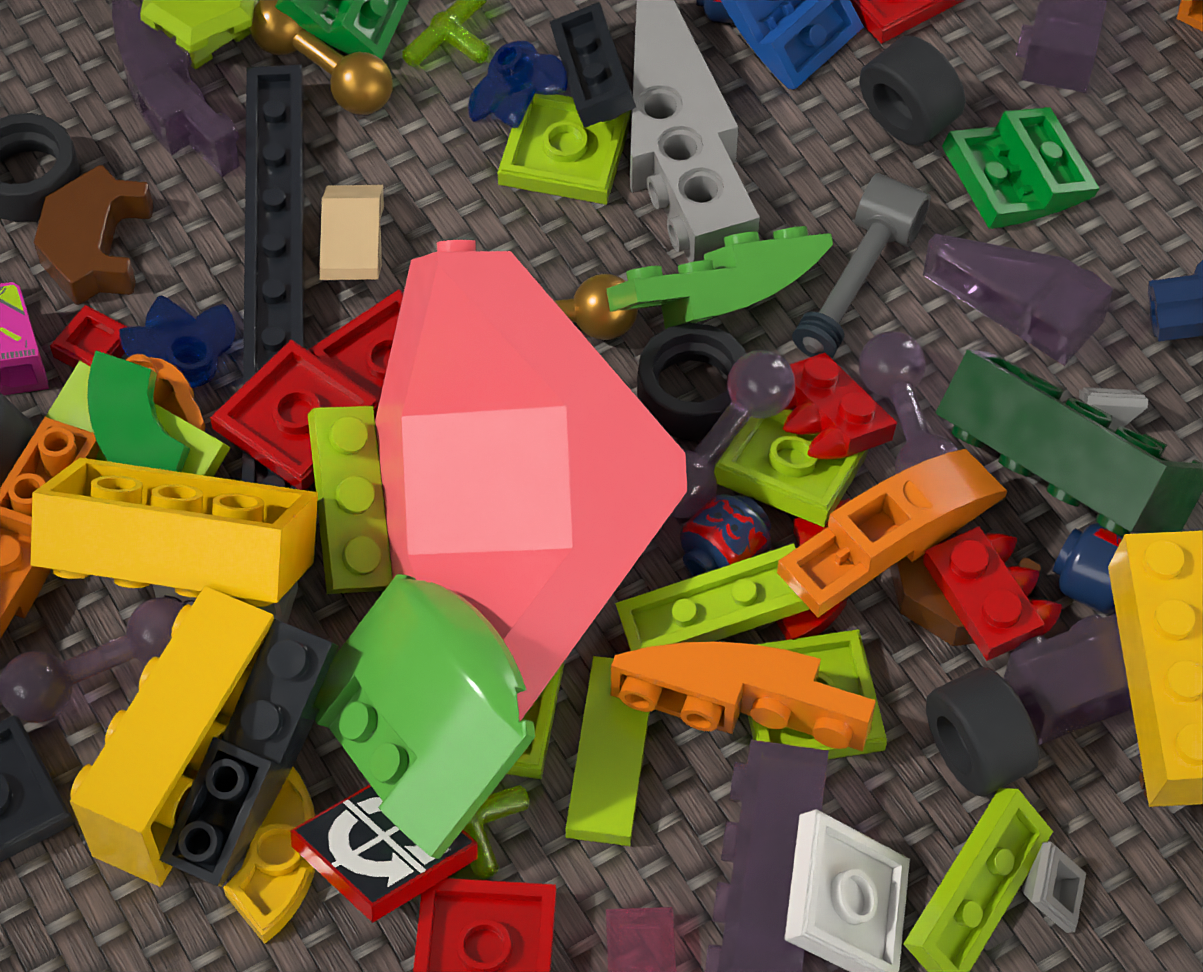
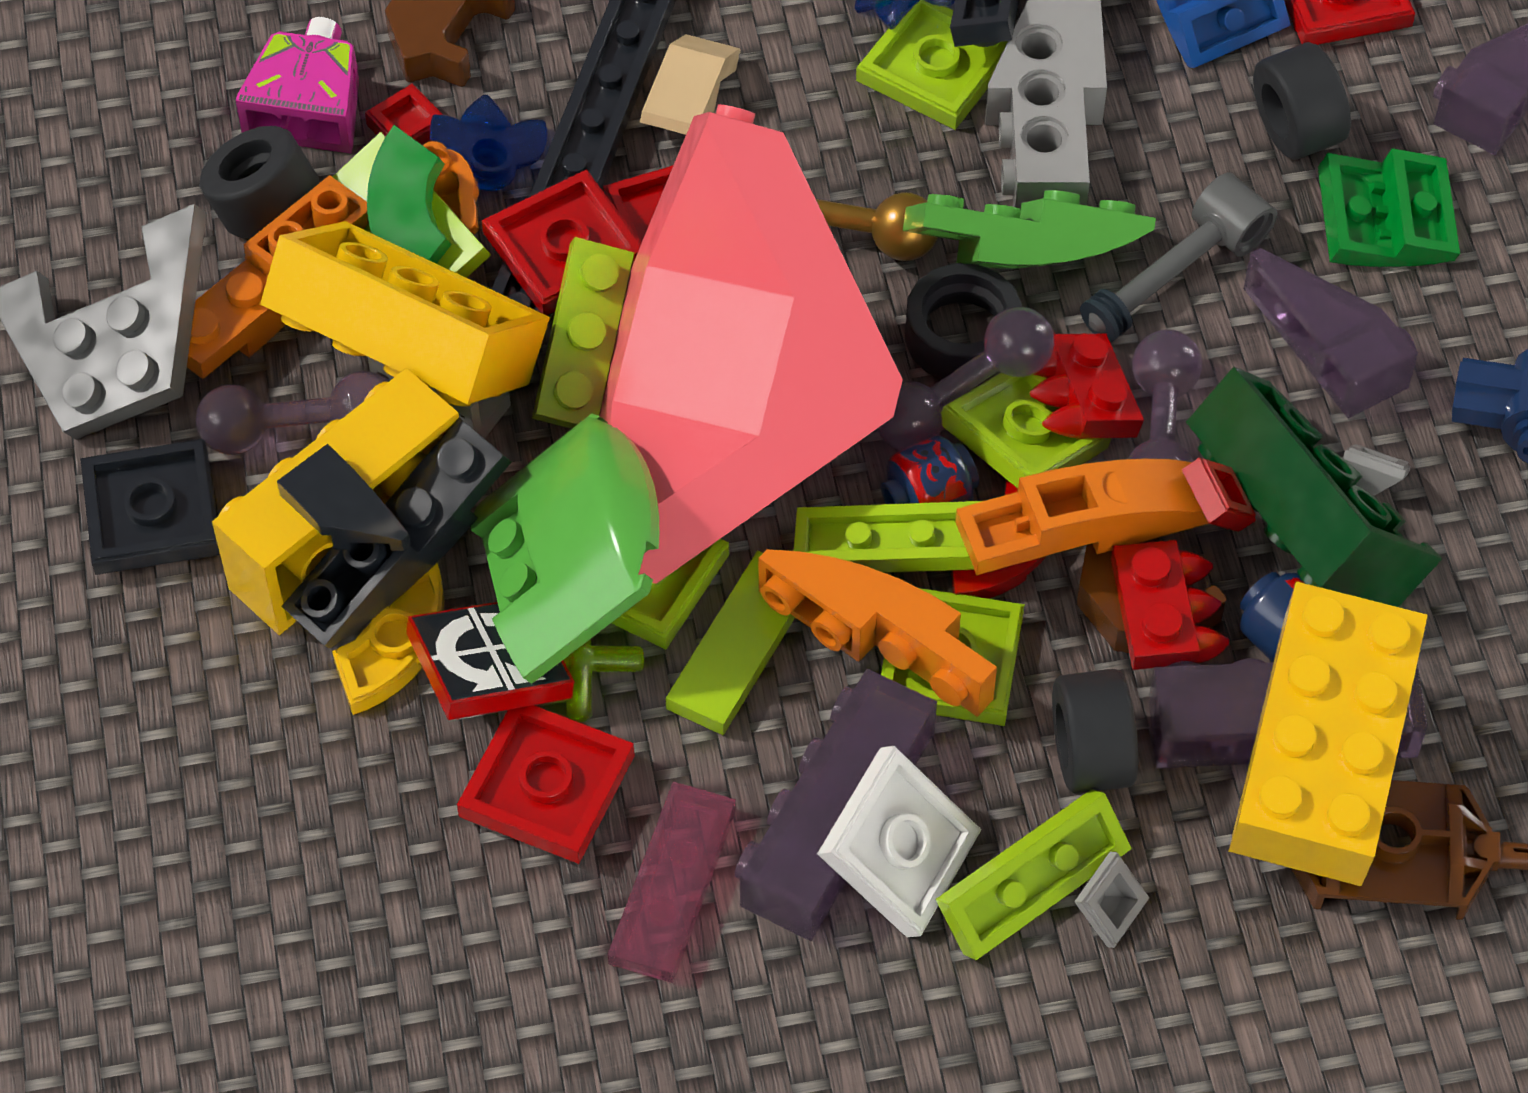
camera: 20 degrees right, 0 degrees up
(193, 741) = (340, 503): none -> black slope
(1003, 471) = (1219, 494): none -> red tile

